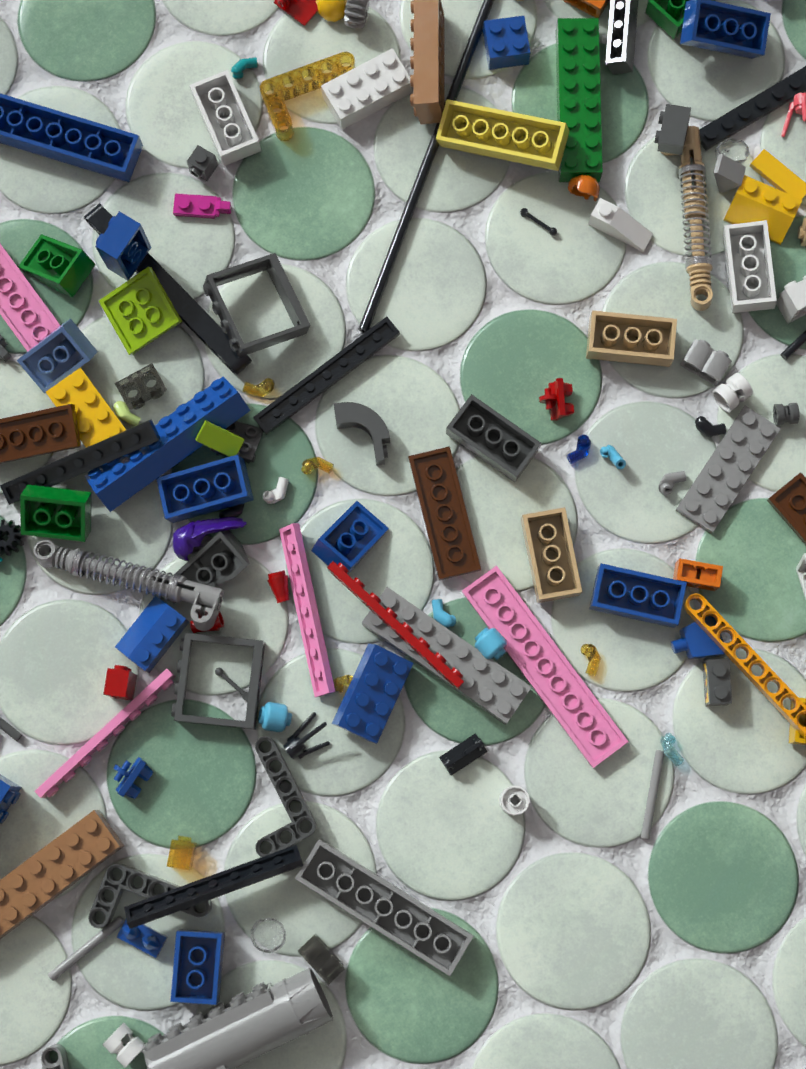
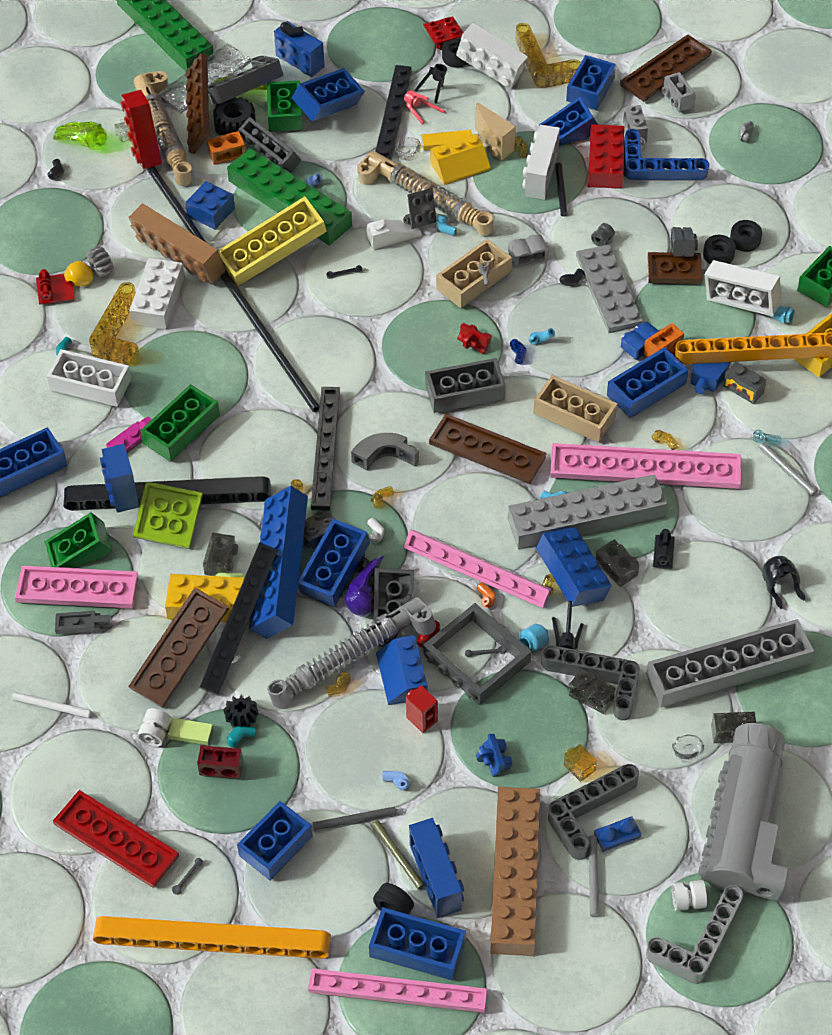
camera: 50 degrees left, 25 degrees down
(50, 715) = (398, 778): none -> light blue arm
(55, 513) = (258, 661): green brick -> none
(57, 355) = (146, 585): medium blue slope -> none
(99, 741) = (449, 756): bright pink plate -> none
(101, 594) = (341, 685): none -> clear yellow arm
(197, 967) = (672, 805): blue brick -> none
(202, 163) = (103, 412): dark grey brick -> none
(213, 886) = (623, 748): black plate -> none
(219, 439) = (310, 523): lime tile -> none
(243, 234) = (180, 422): none -> green brick
(259, 809) = (592, 691): none -> clear smoke brick
(279, 585) = (443, 573): red cone -> none
(288, 642) = (488, 595): none -> orange arm
(292, 305) = (241, 429): dark grey window -> none
(350, 537) = (453, 512): blue slope -> none
(403, 630) = (541, 512): red plate -> none
(408, 724) = (614, 564): none -> clear smoke brick
(491, 643) = (603, 476): medium azure head -> none
(514, 800) = (723, 540): white wheel -> none
(517, 873) = (776, 568): none -> black hair
(584, 186) = (349, 229): orange hair -> none
(615, 103) = (314, 180): none -> medium blue arm
(632, 350) = (484, 270): none -> light grey hand
(662, 229) = (421, 209): none -> dark grey hinge
(668, 481) = (586, 320): light grey arm -> none
(669, 262) = (444, 227): none -> medium azure arm
(673, 129) = (364, 158): dark grey brick -> none
(687, 547) = (634, 341): none -> blue brick
(728, 173) = (421, 155): light grey slope -> none
(732, 392) = (562, 249): white wheel -> none
(749, 266) = (490, 187): white brick -> none

